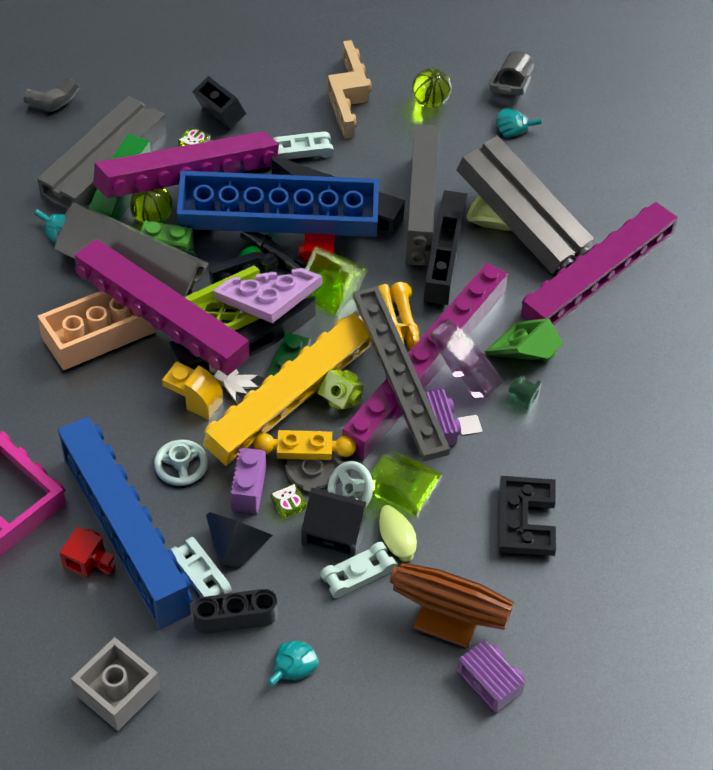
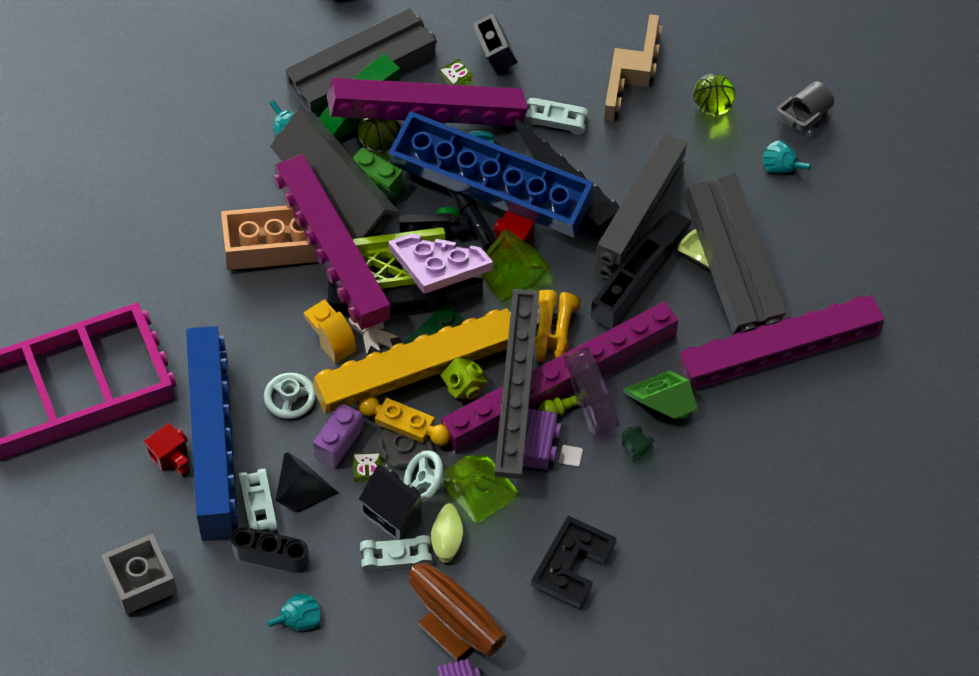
camera: 25 degrees right, 5 degrees up
(438, 383) = (557, 405): none -> lime bar

